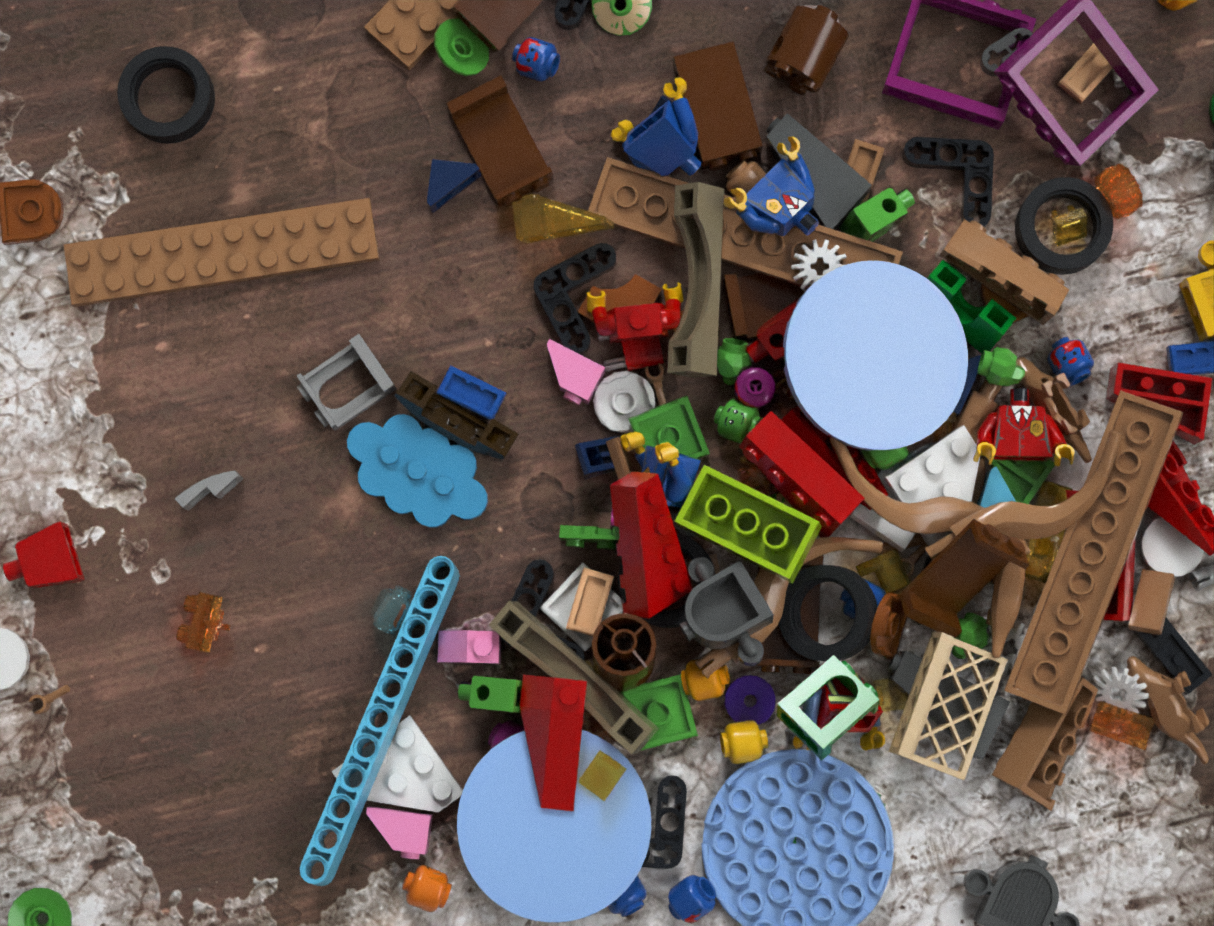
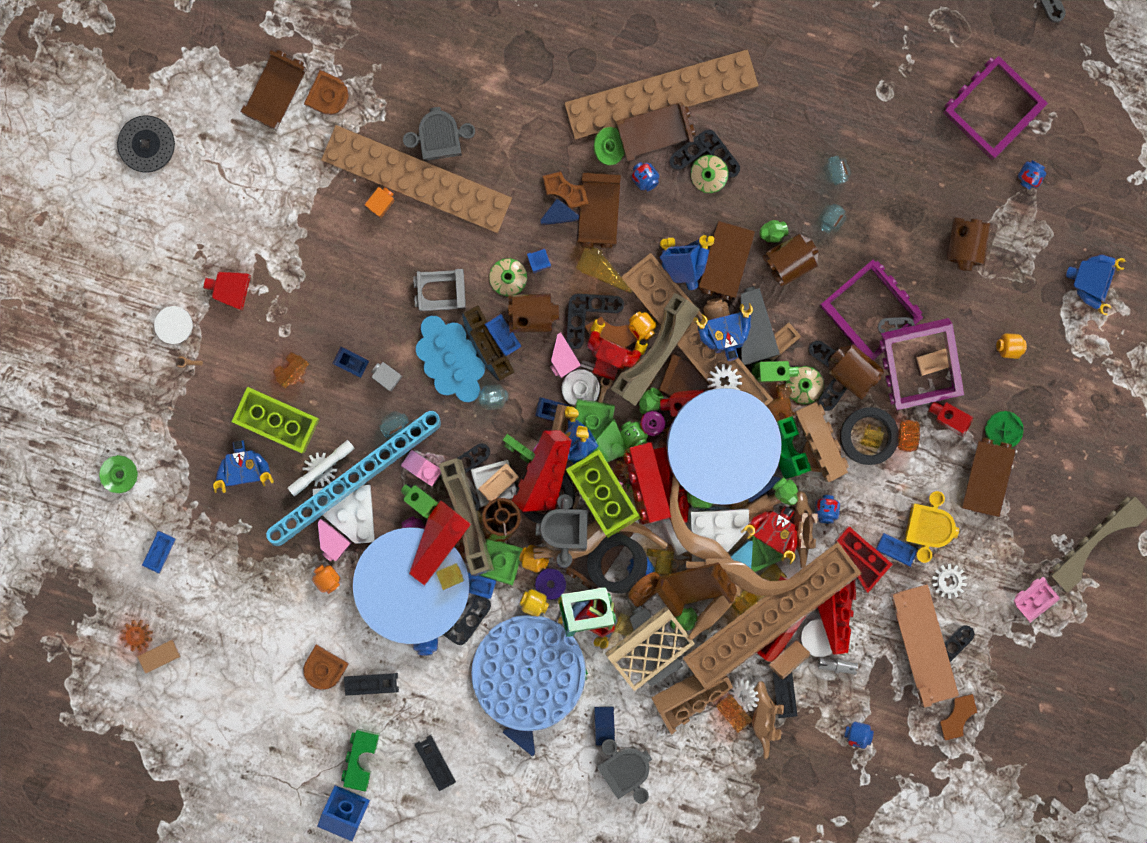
camera: 25 degrees right, 5 degrees up
(145, 64) = (432, 53): black tyre -> none
(188, 311) = (380, 201): none -> orange brick
(212, 803) = (241, 468): none -> blue torso
(217, 173) = (439, 135): none -> dark grey piece
(217, 484) = (341, 303): light grey slope -> none
(219, 705) = (275, 420): none -> lime brick
(278, 559) = (350, 362): none -> dark blue slope
(313, 767) = (304, 481): none -> white piece
(335, 746) = (323, 477): none -> white gear
(340, 547) = (386, 376): none -> light grey brick
(434, 325) = (512, 286): none -> tan dish
(450, 143) = (557, 185): none -> dark orange tile
(459, 261) = (539, 260): none -> blue panel
(492, 336) = (531, 313): none -> reddish brown cylinder
(509, 486) = (493, 397): none -> clear light blue head
(654, 763) = (481, 586): none -> blue plate
(657, 263) = (642, 326): none -> light orange head
(692, 899) = (458, 666): blue head -> none
(713, 447) = (610, 442): none -> bright green wing
(758, 28) = (773, 231): none -> bright green rock
(917, 252) = (781, 404): none -> clear orange animal
(929, 226) = (815, 388): none -> tan dish
(948, 854) = (604, 724): none -> dark blue slope
(990, 143) = (855, 370): none -> reddish brown cylinder
(1175, 131) = (958, 423): none -> red torso

